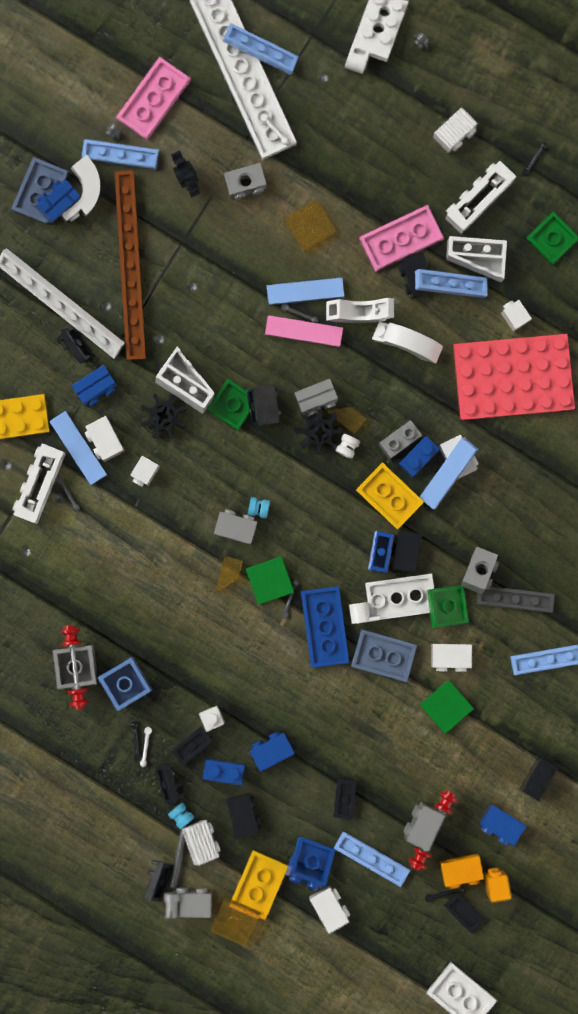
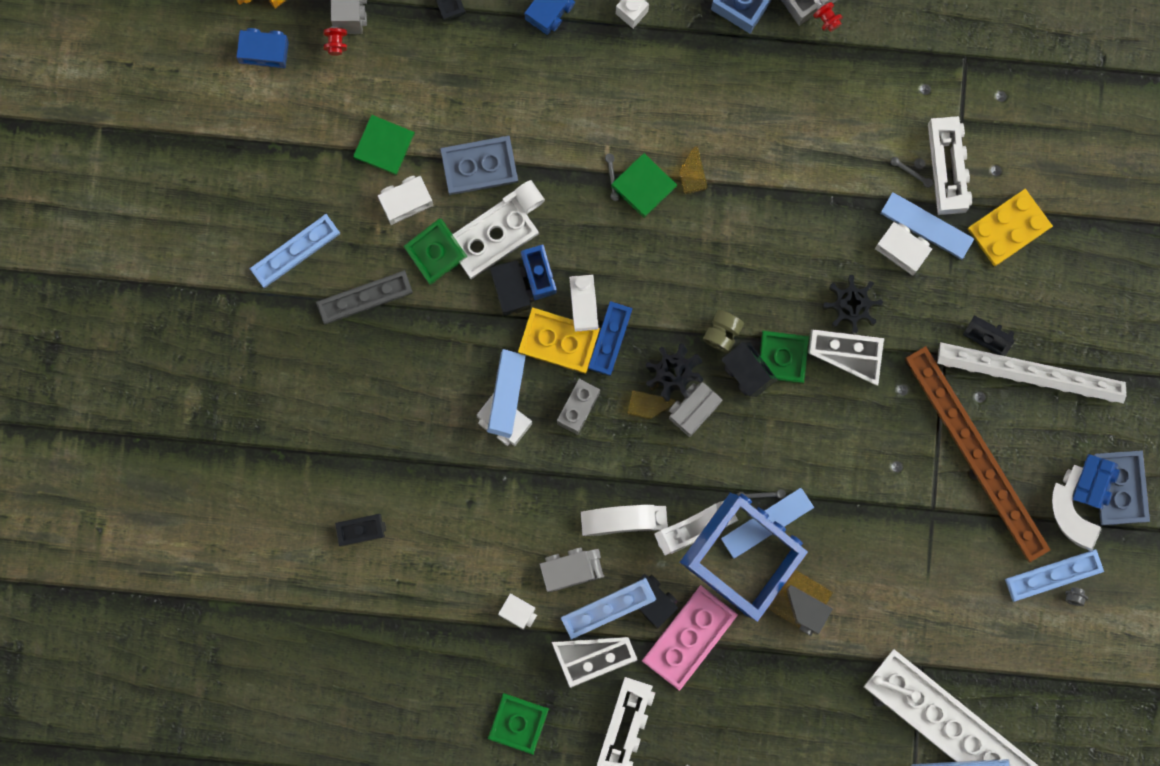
camera: 150 degrees right, 5 degrees down
(94, 386) = (945, 301): blue brick -> none
(144, 471) = (841, 234): white brick -> none
(153, 98) = (1051, 658): bright pink tile -> none
(185, 174) = (970, 583): black gear -> none
(235, 527) = (710, 223): light grey brick -> none
(253, 173) = (912, 608): light grey brick -> none
(254, 507) = (702, 256): medium azure wheel -> none
(267, 442) = (723, 332): none -> olive wheel
(304, 331) = (746, 477): bright pink tile -> none
(309, 211) = (807, 611): none -> dark grey slope
(324, 627) = (559, 164): blue plate -> none
(349, 298) = (710, 534): none -> window
(351, 443) = (632, 372): white wheel -> none
(351, 479) = (610, 338): none -> blue plate
(359, 512) = (583, 303): none -> white slope
(418, 456) = (548, 398): blue brick -> none
(462, 325) = (571, 569): none -> light grey hinge
(480, 559) = (418, 291): light grey brick -> none
(513, 377) = (485, 542): coral plate -> none
(538, 778) = (246, 115): black brick -> none

